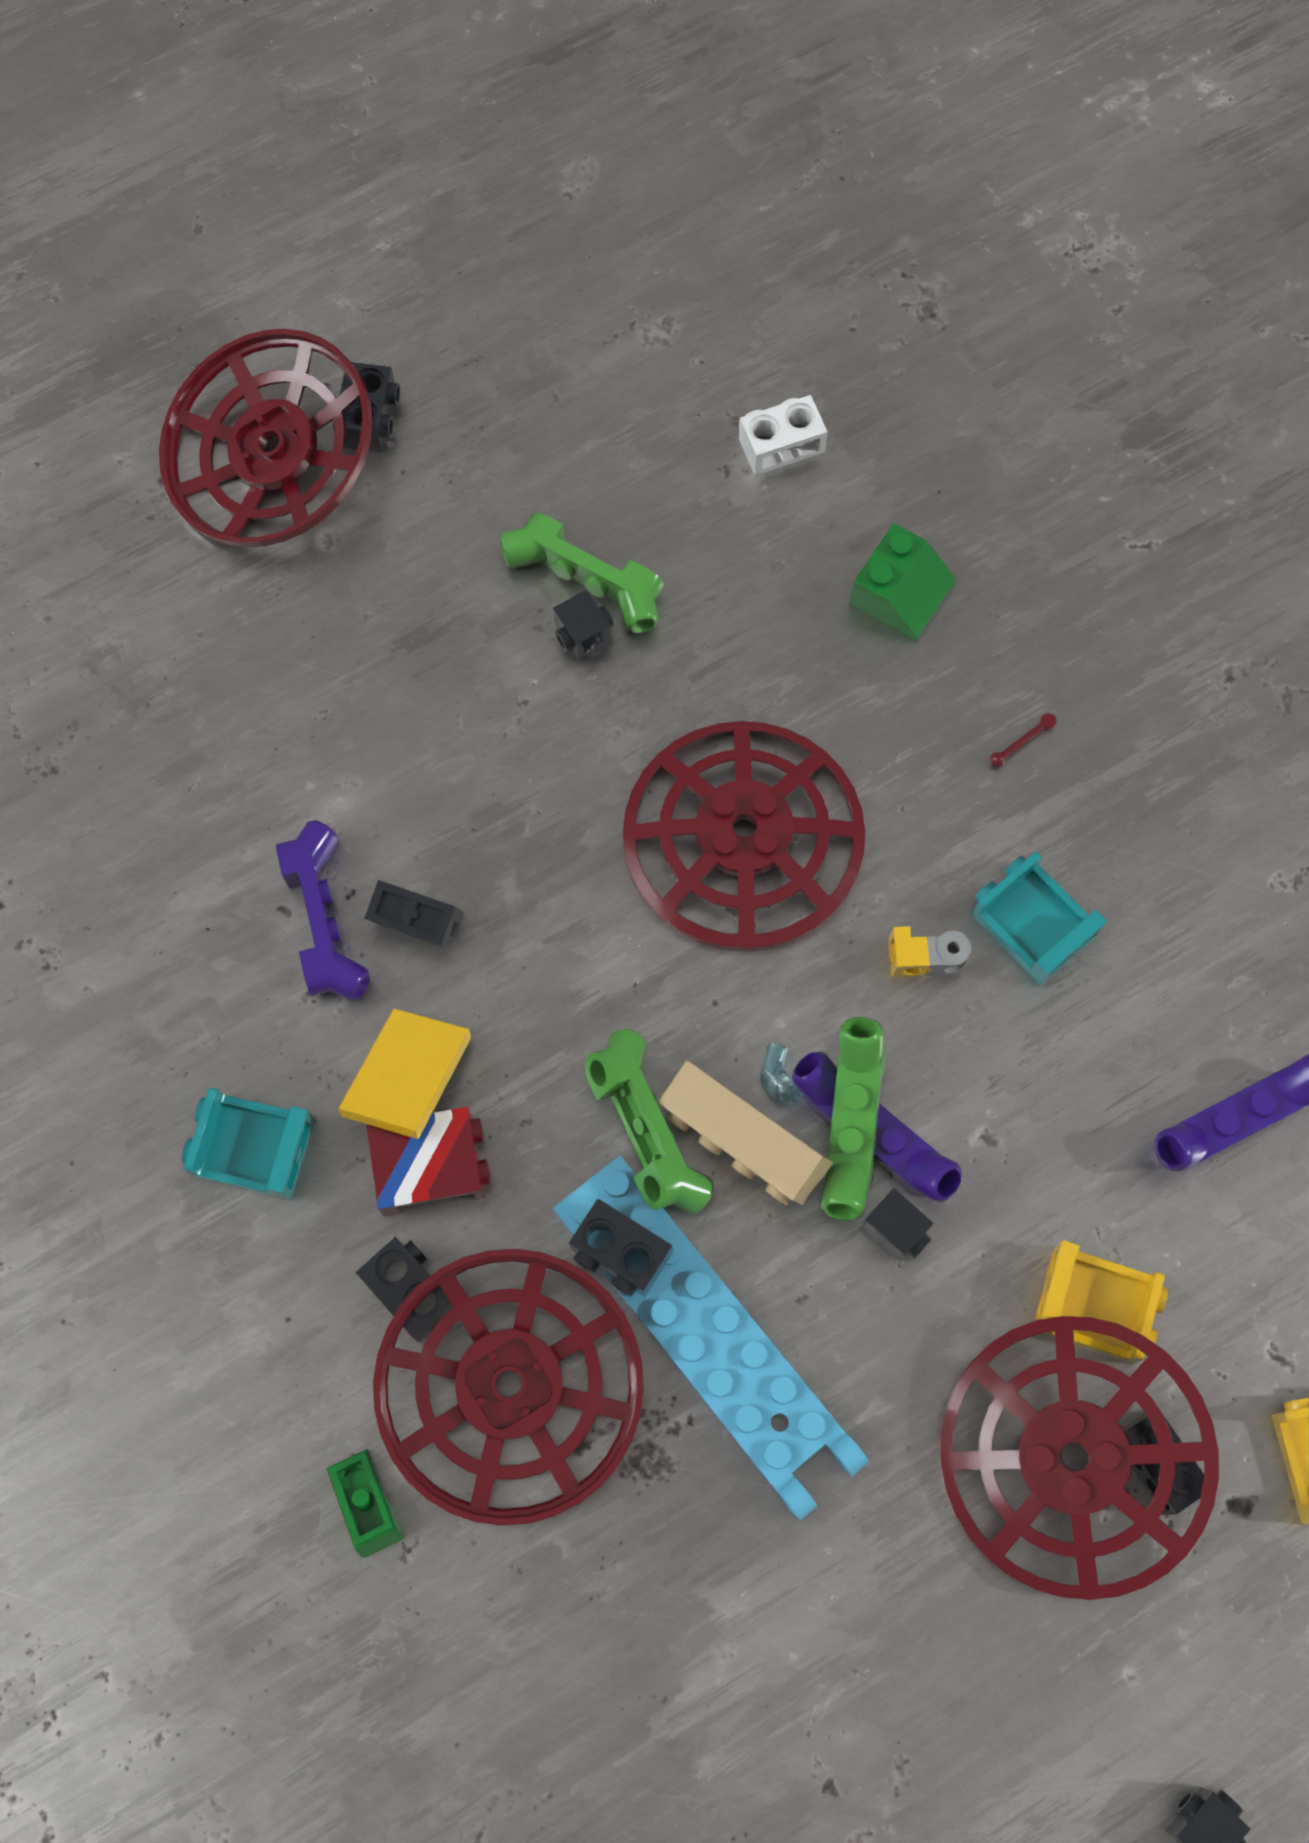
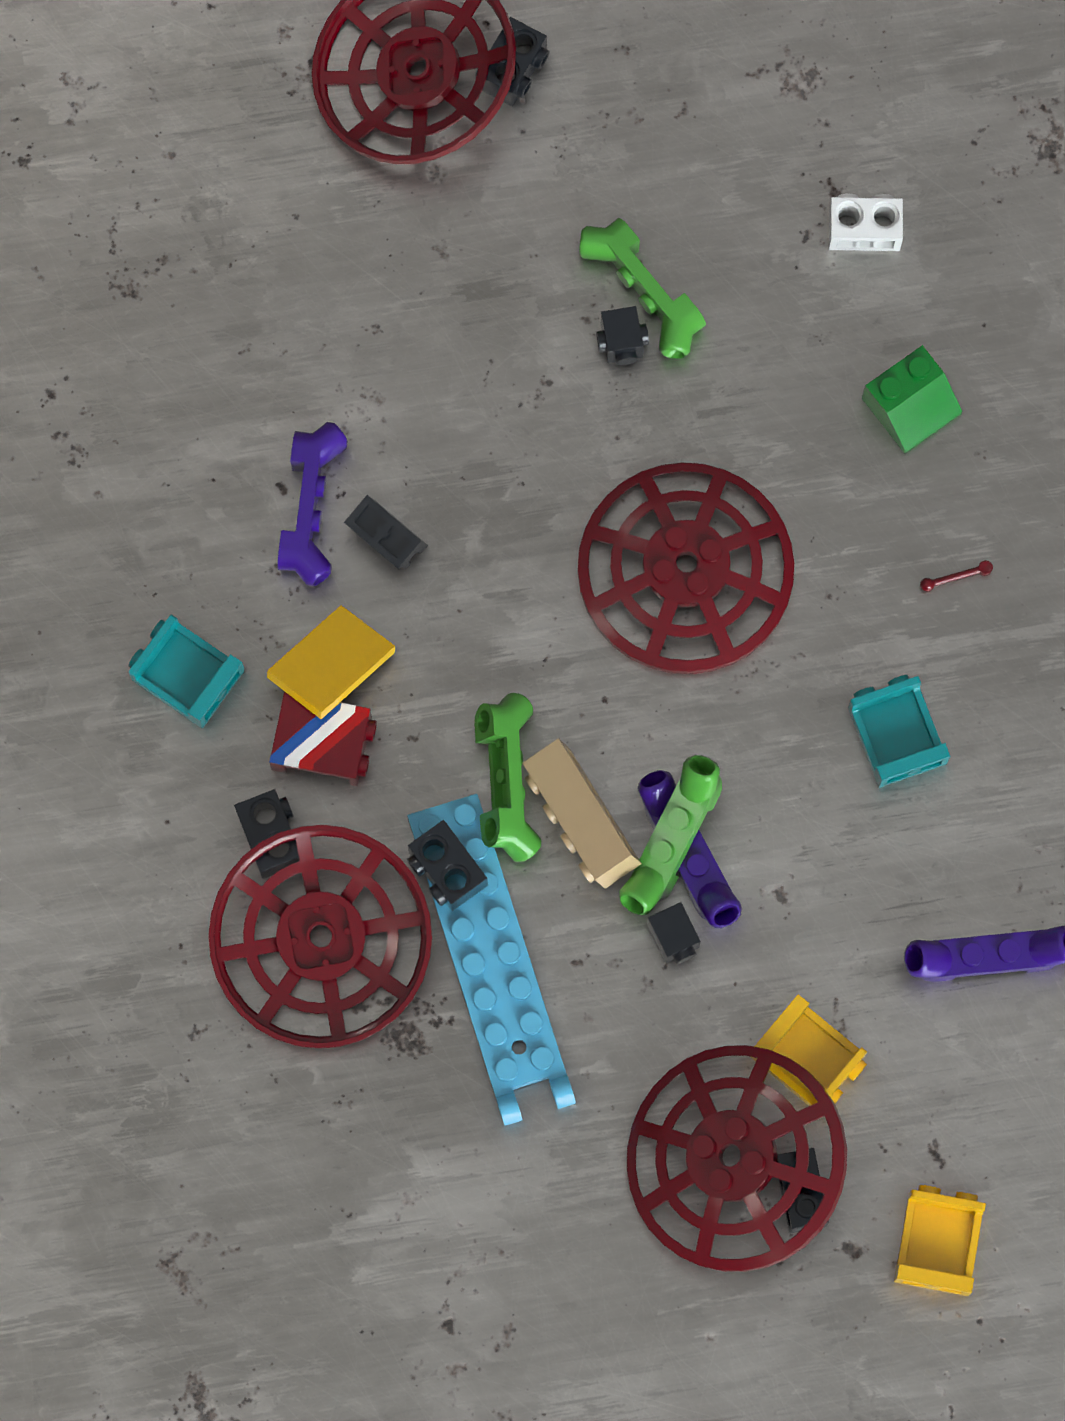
camera: 20 degrees right, 5 degrees up
(364, 1504) = (176, 984): green slope -> none
(775, 1078) = (627, 780): clear light blue arm -> none
(927, 955) = (794, 728): leg -> none

